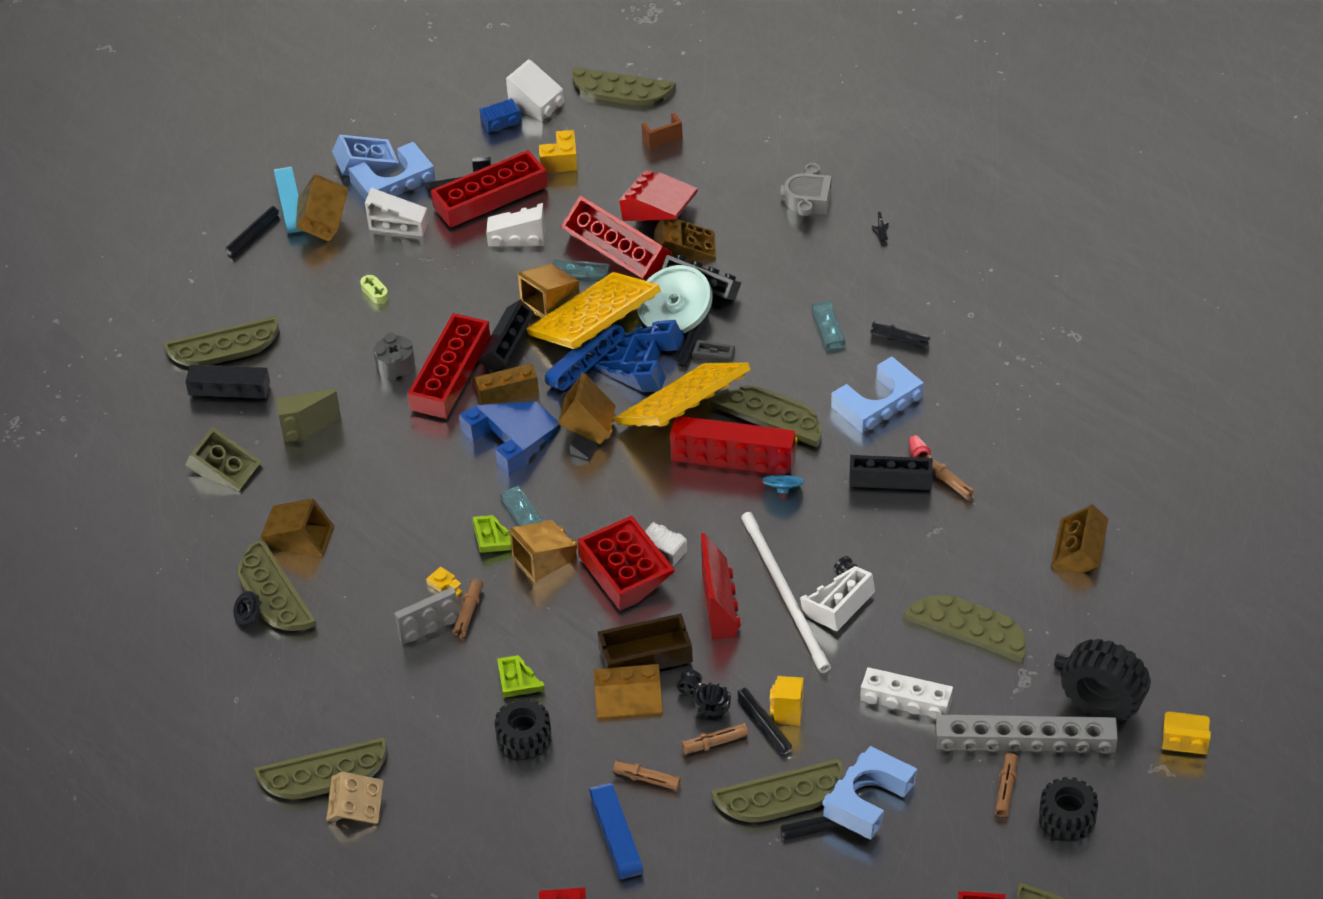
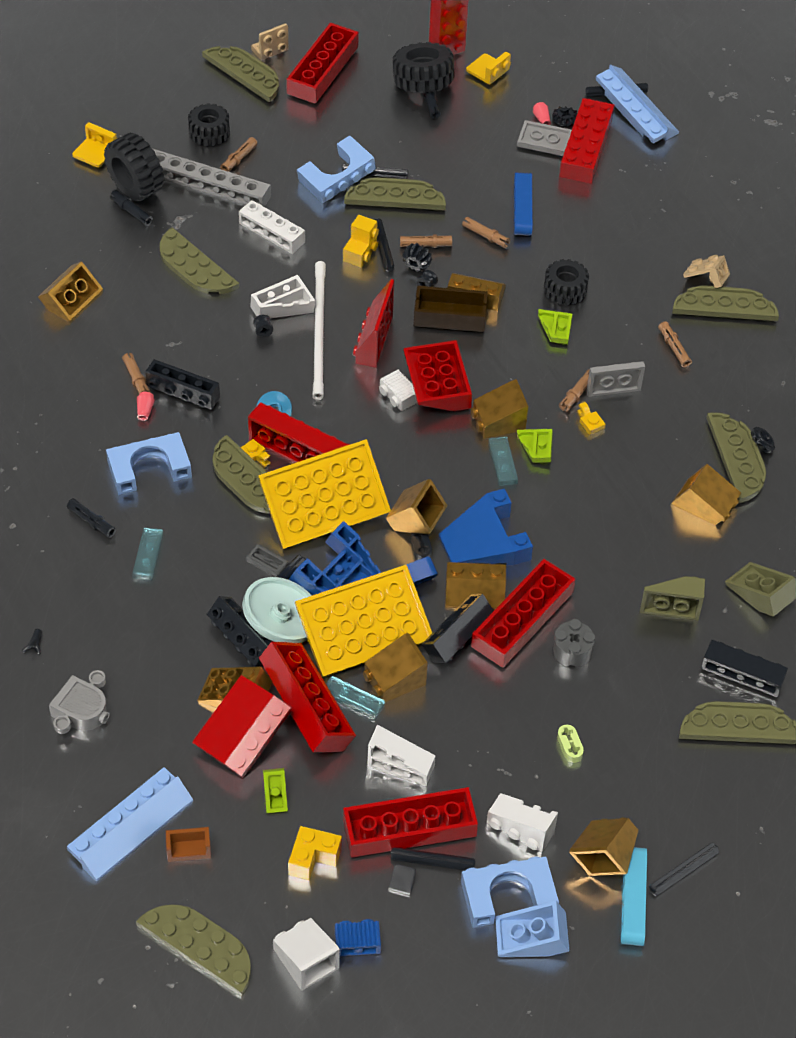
camera: 165 degrees left, 5 degrees up
(377, 703) = (666, 330): none -> medium nougat pin
(612, 185) = (275, 790): none -> lime slope
(718, 134) = (130, 823): none -> light blue slope

